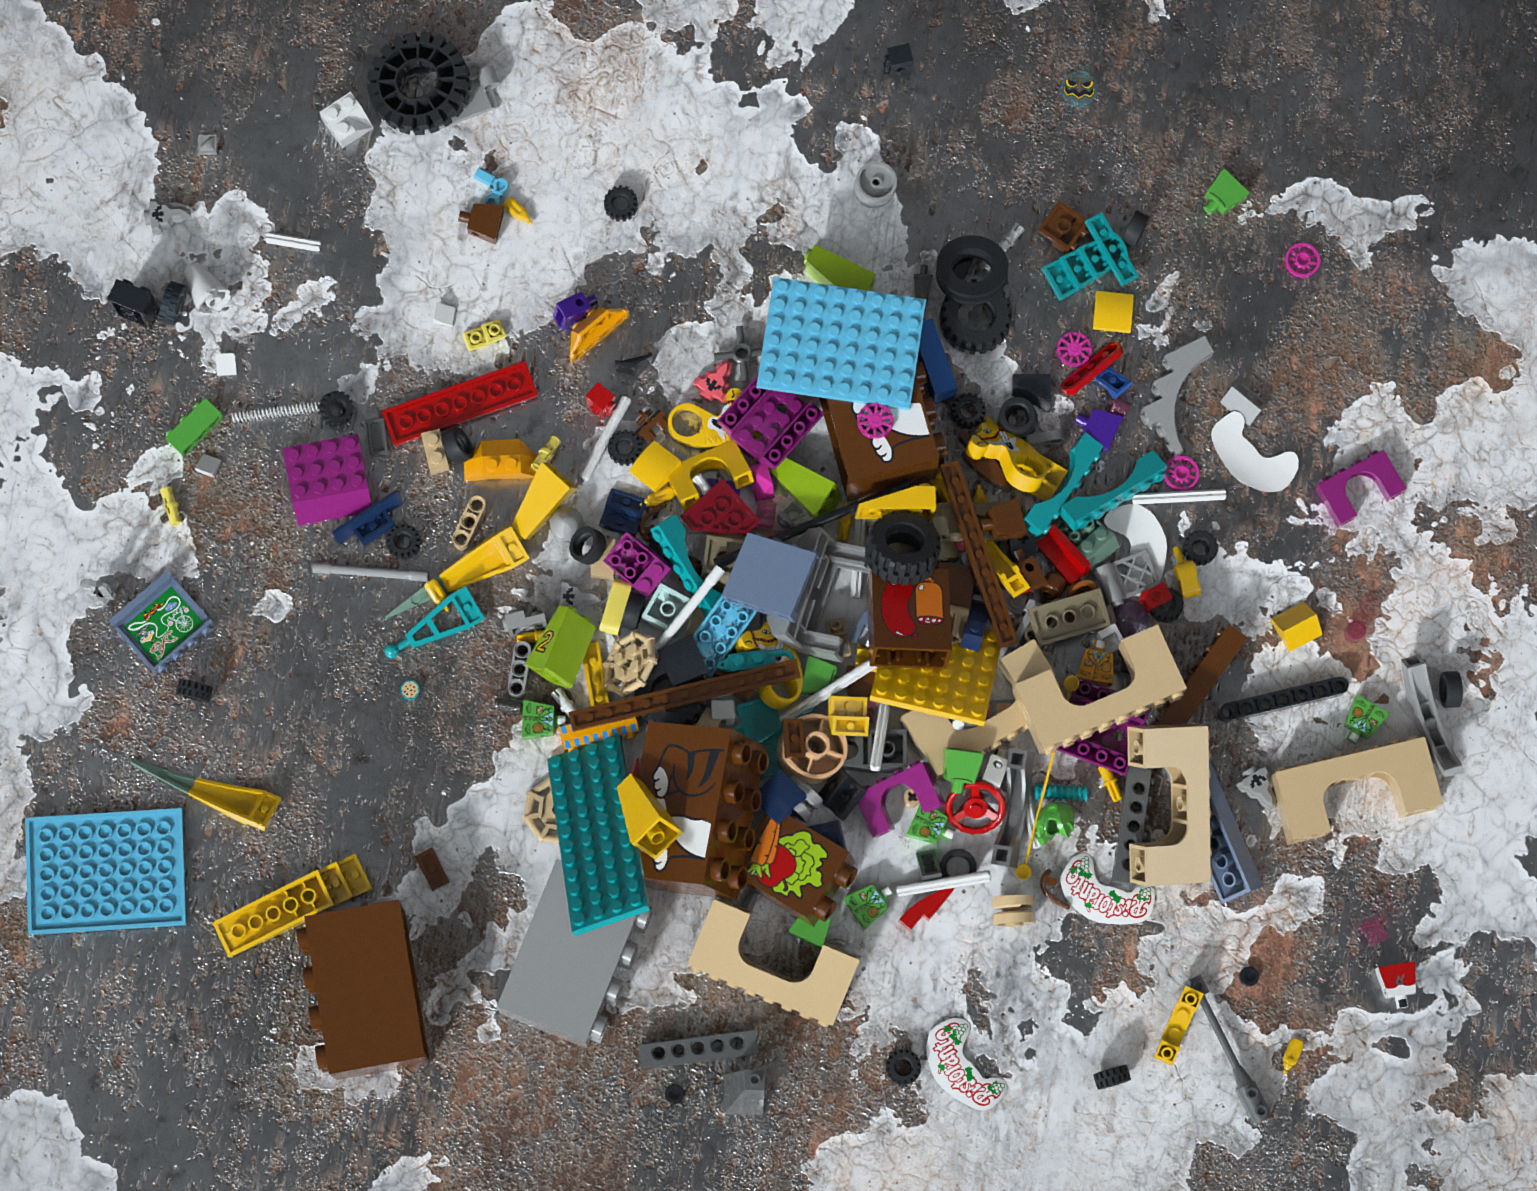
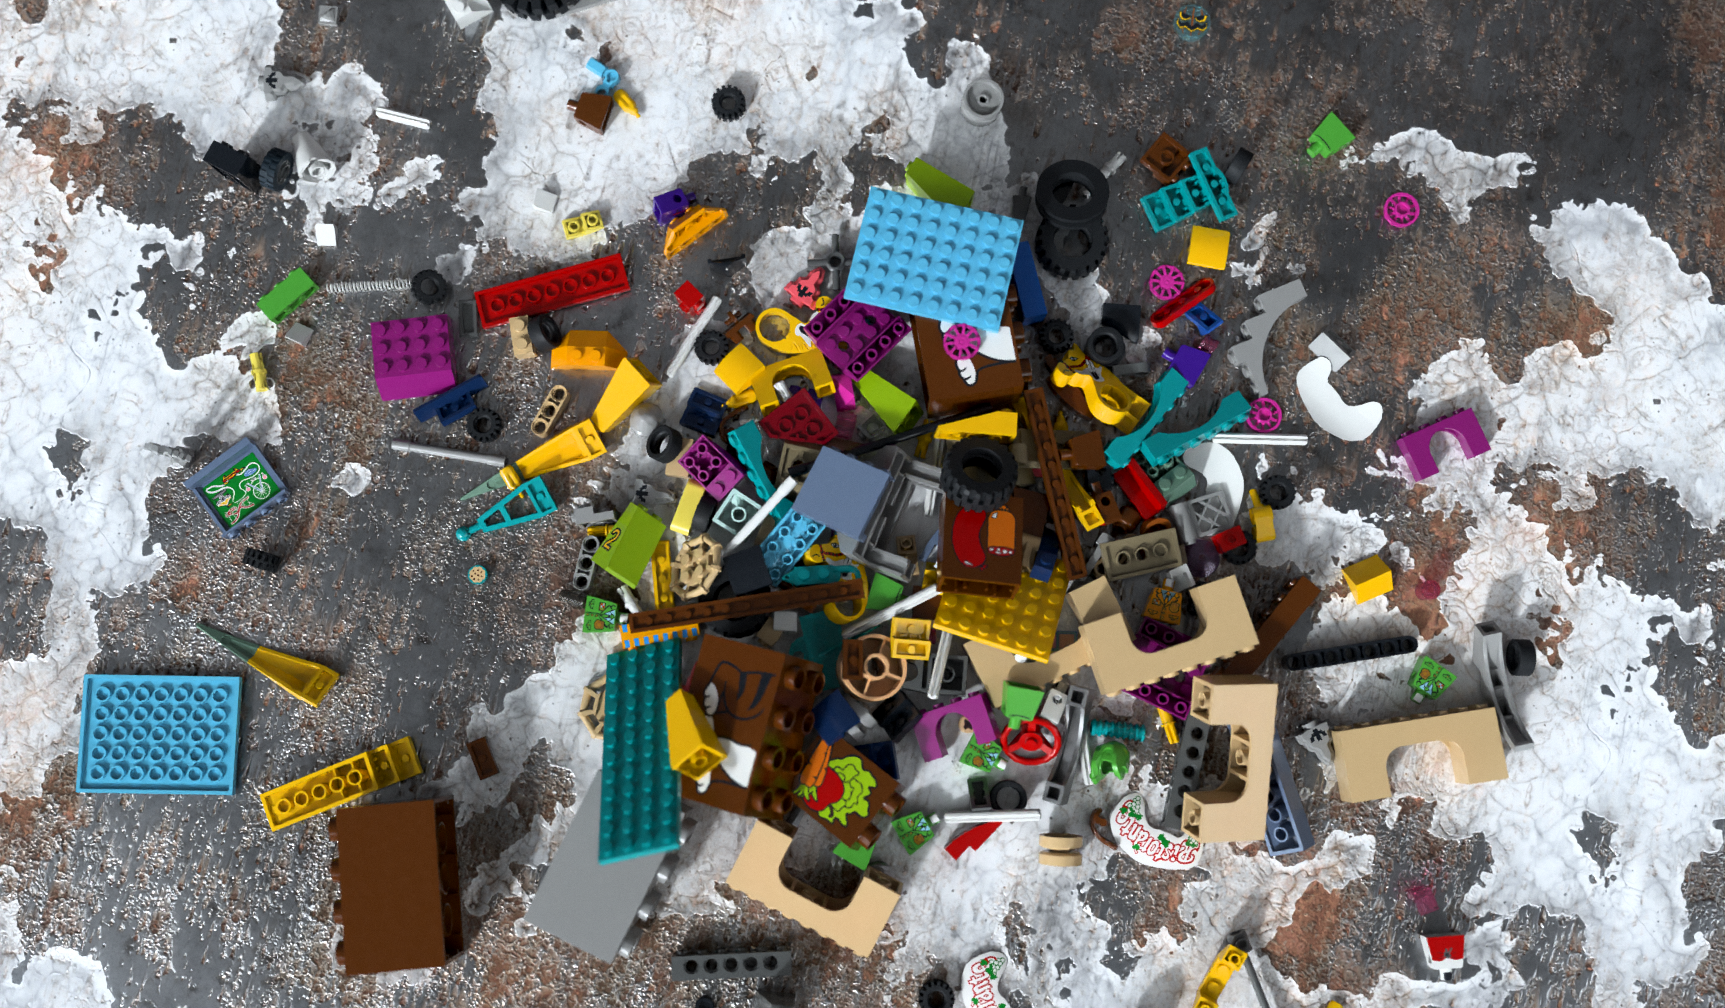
camera: 10 degrees right, 5 degrees up
(546, 452) = (633, 346): light yellow pin -> none
(1023, 871) = (1073, 807): yellow piece -> none
(1248, 976) = (1292, 933): black tile -> none

